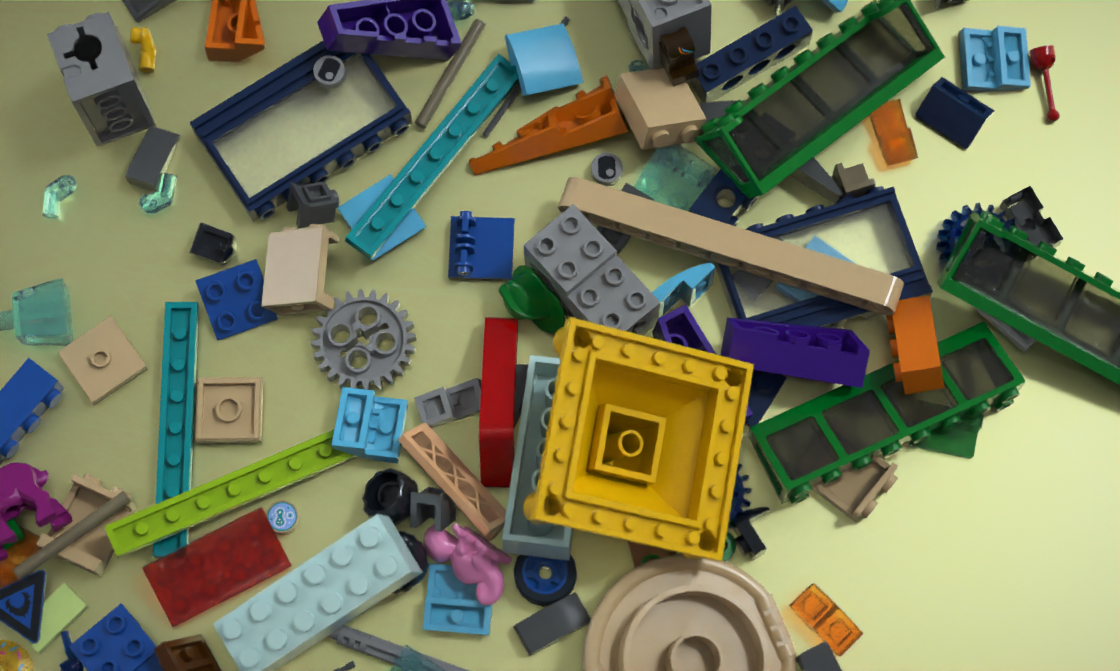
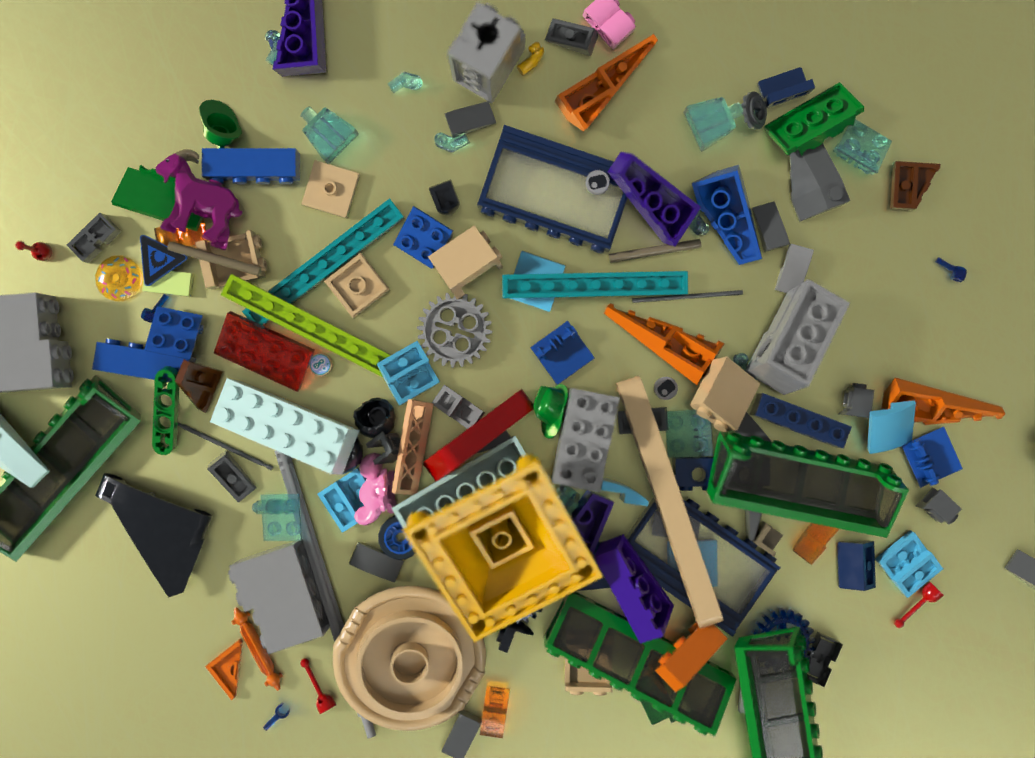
camera: 50 degrees right, 15 degrees up
(314, 203) = (512, 237): dark grey window -> none
(543, 59) = (704, 300): medium azure slope -> none
(678, 56) = (763, 385): dark brown leg -> none

